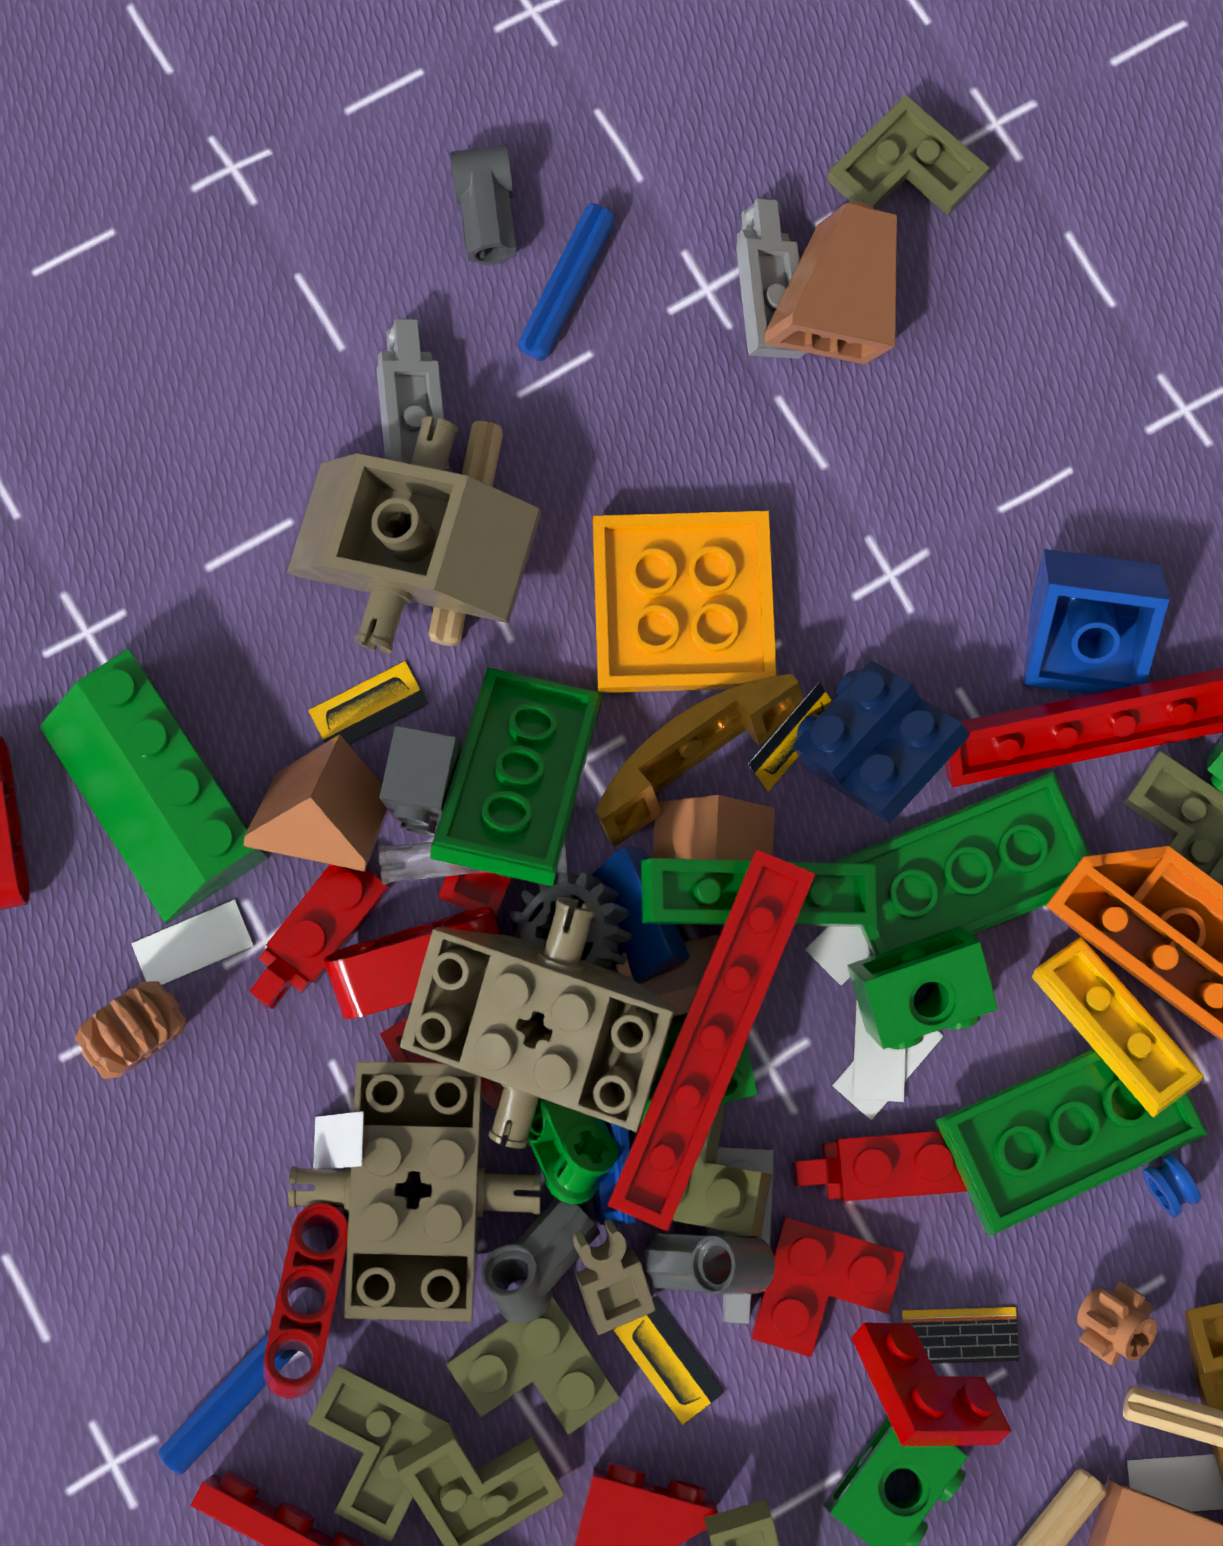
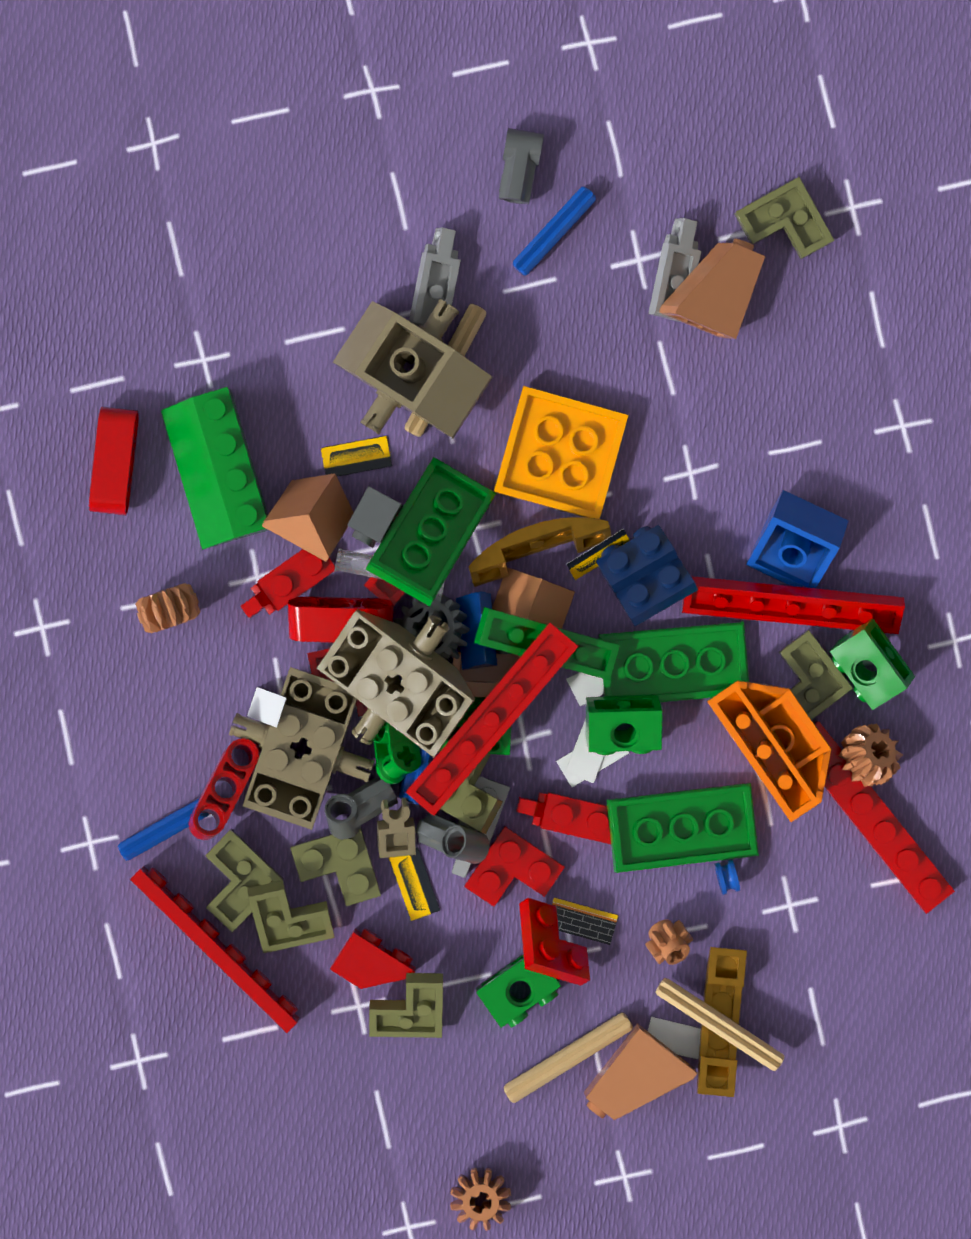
camera: 20 degrees right, 10 degrees up
(192, 944) = (214, 566): white sticker -> none
(1117, 1026) = (727, 780): yellow tile -> none

